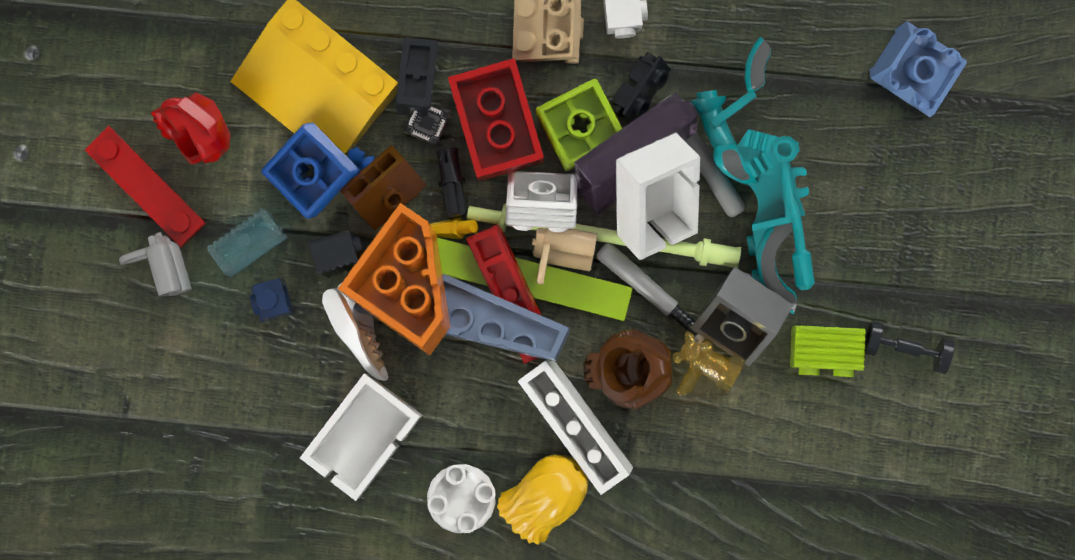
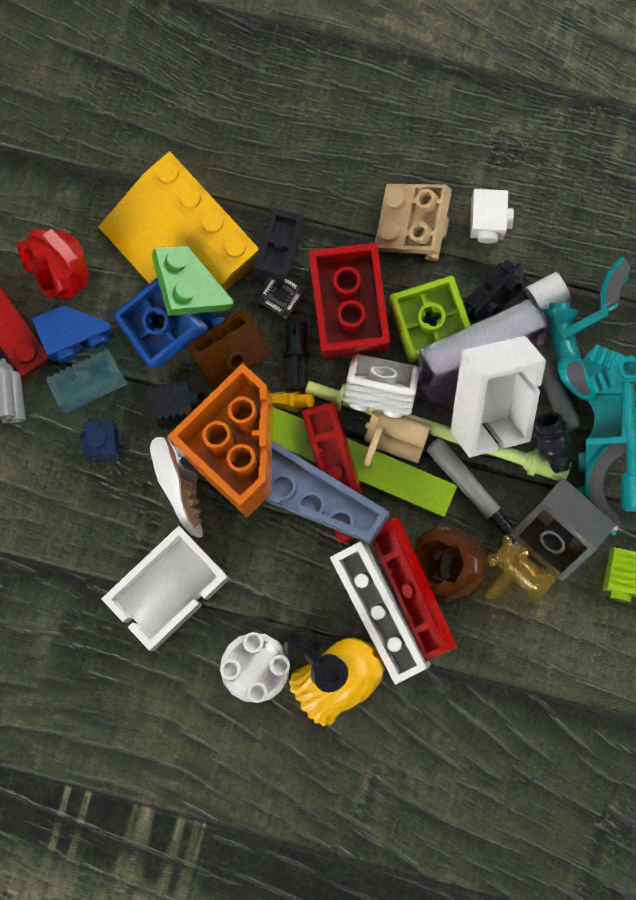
camera: 15 degrees right, 5 degrees down
(220, 193) = (70, 331): none -> blue slope
(331, 129) = (187, 283): none -> wing
(533, 494) = (327, 671): none -> black wheel
(604, 400) = (413, 591): none -> red plate
(693, 78) = (548, 290): none -> white brick
(720, 230) = (553, 441): none -> black animal

